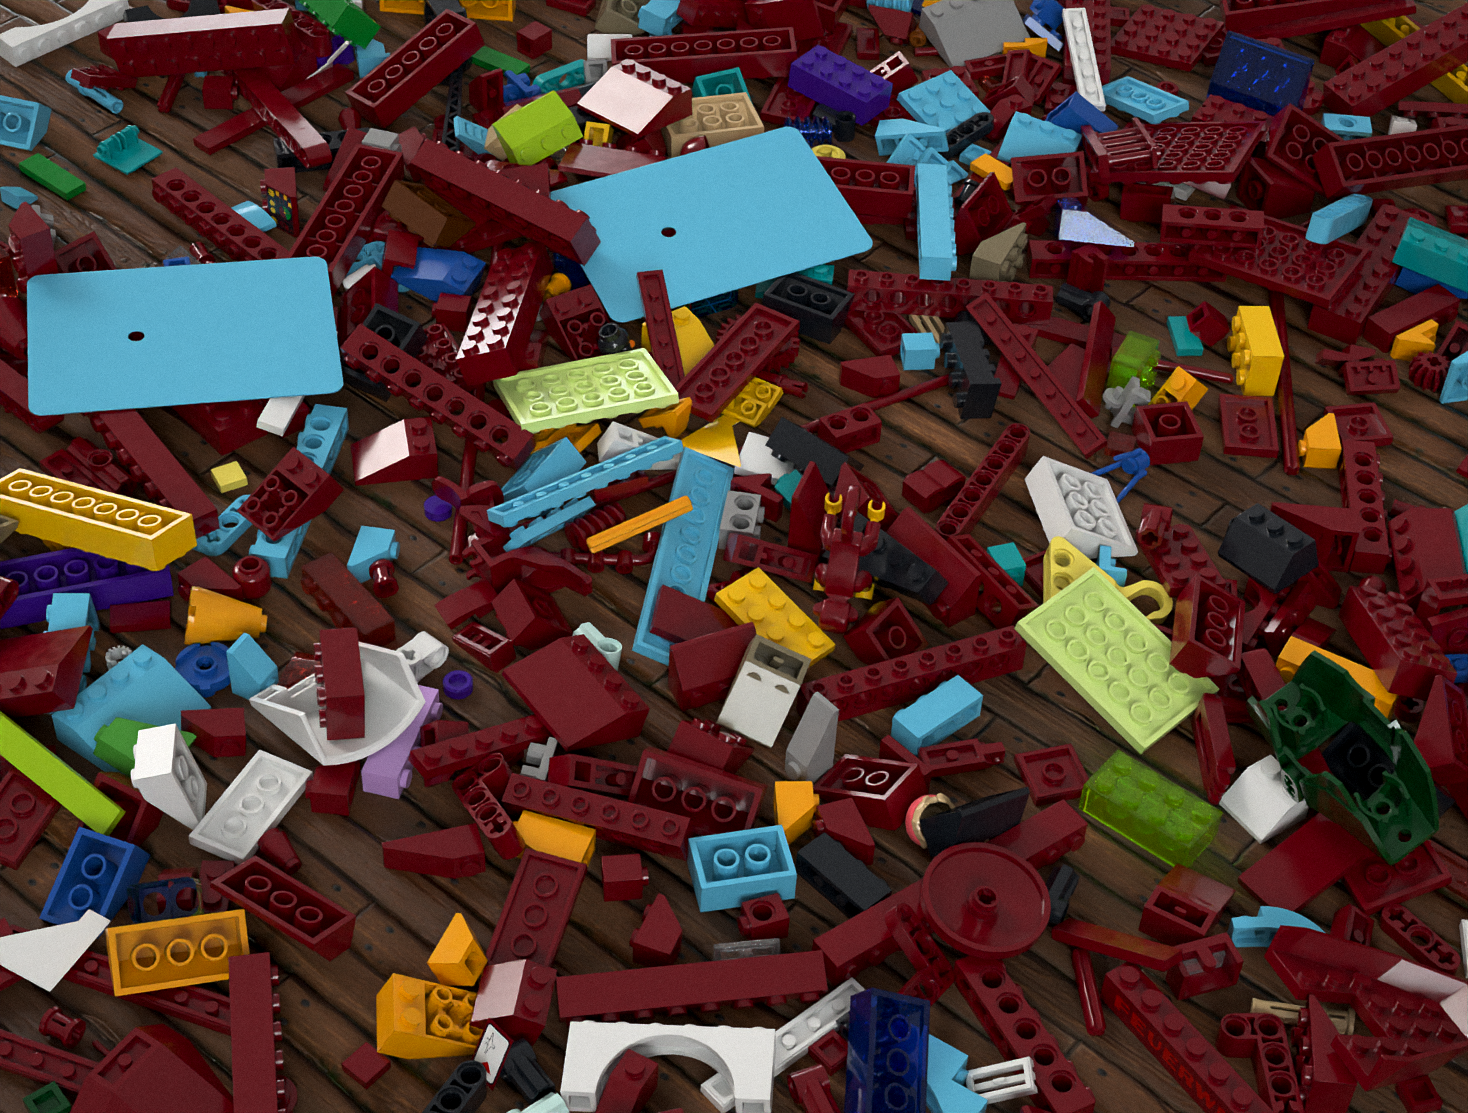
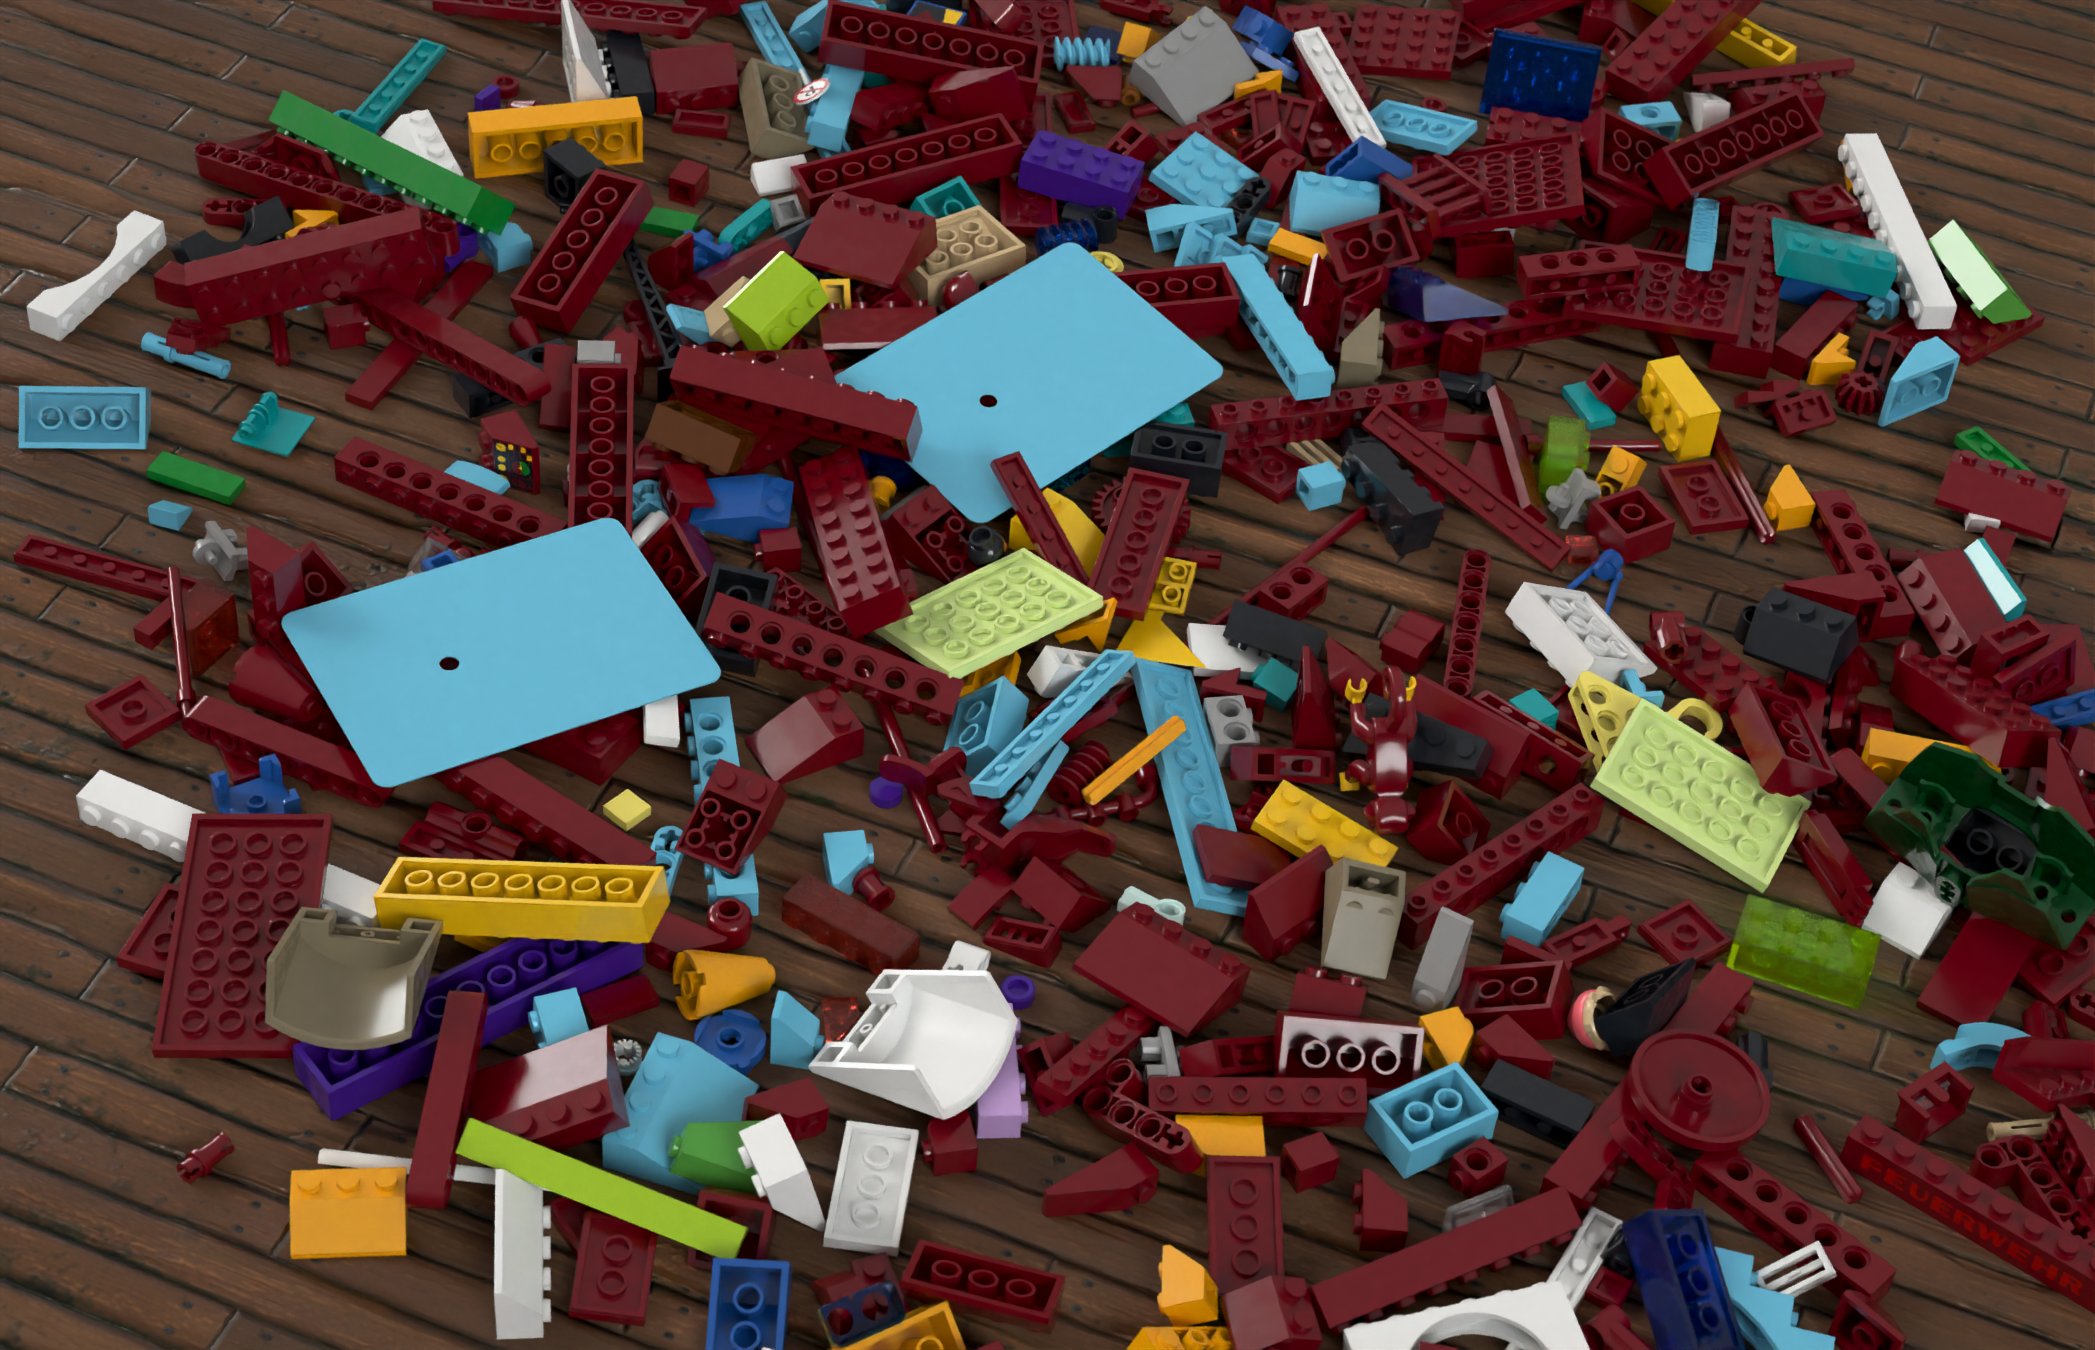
camera: 20 degrees left, 0 degrees up
(279, 850) = (929, 1226): dark red cone -> none
(329, 64) = (468, 258): white piece -> none
(341, 684) = (924, 1021): dark red brick -> none
(870, 376) = (1284, 527): dark red slope -> none
(1117, 944) = (1843, 1102): dark red tile -> none
(1184, 907) = (1885, 1047): dark red slope -> none
(1361, 423) = (1816, 468): dark red plate -> none

